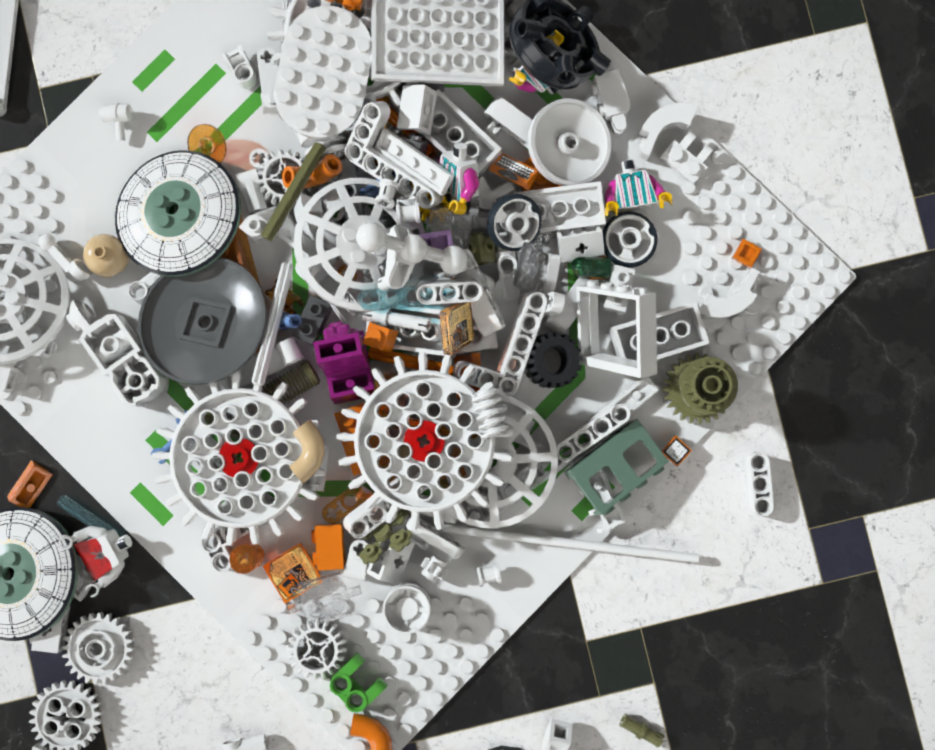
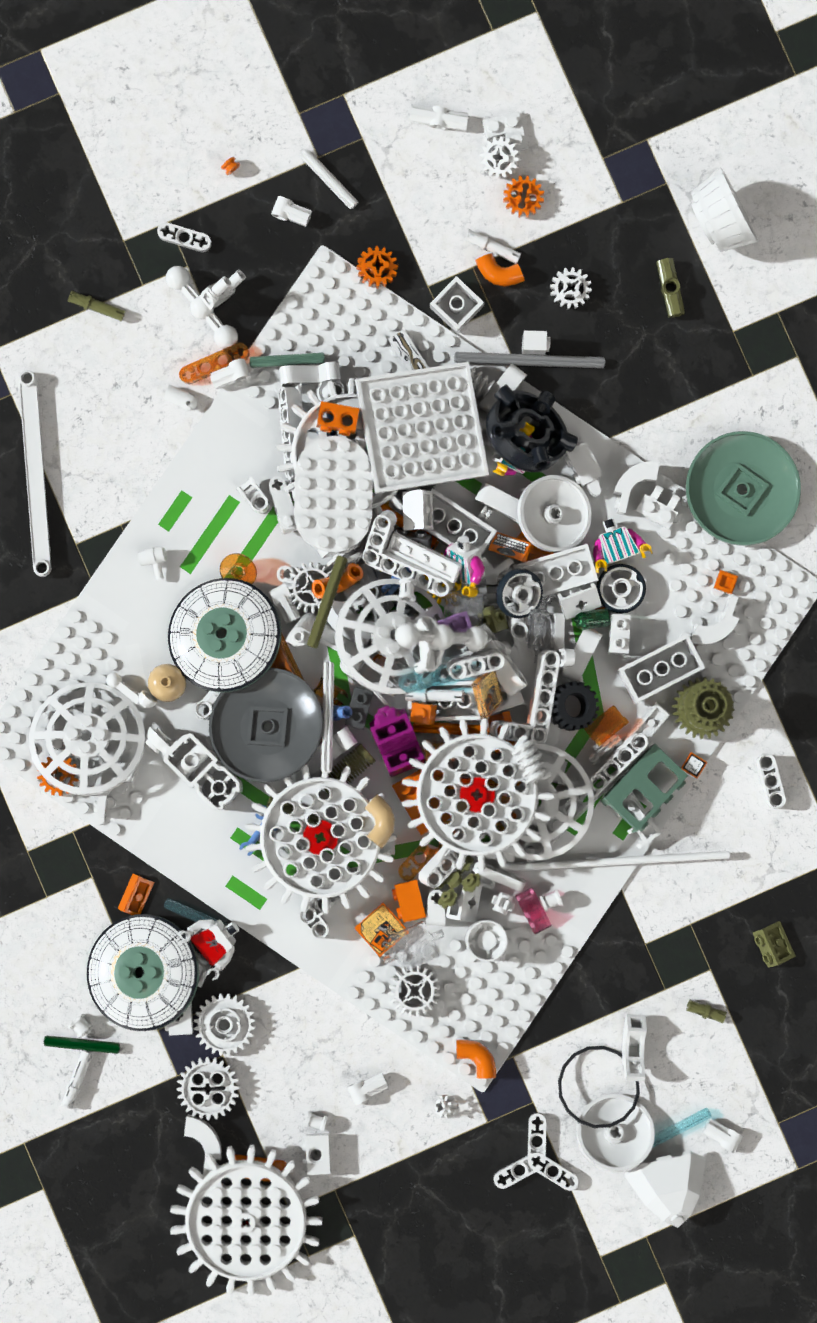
camera: 15 degrees left, 0 degrees up
(238, 557) = (333, 924): clear orange piece -> none
(353, 687) = (451, 1017): bright green piece -> none
(407, 209) = (428, 601): white piece -> none
(467, 582) = (533, 910): none -> clear pink slope
(580, 415) = (605, 749): none -> white axle
(585, 389) = (606, 725): none -> clear orange panel
(589, 329) = (600, 677): white window -> none
(731, 669) = (773, 944): none -> olive bracket
(803, 129) = (748, 461): none -> sand green dish

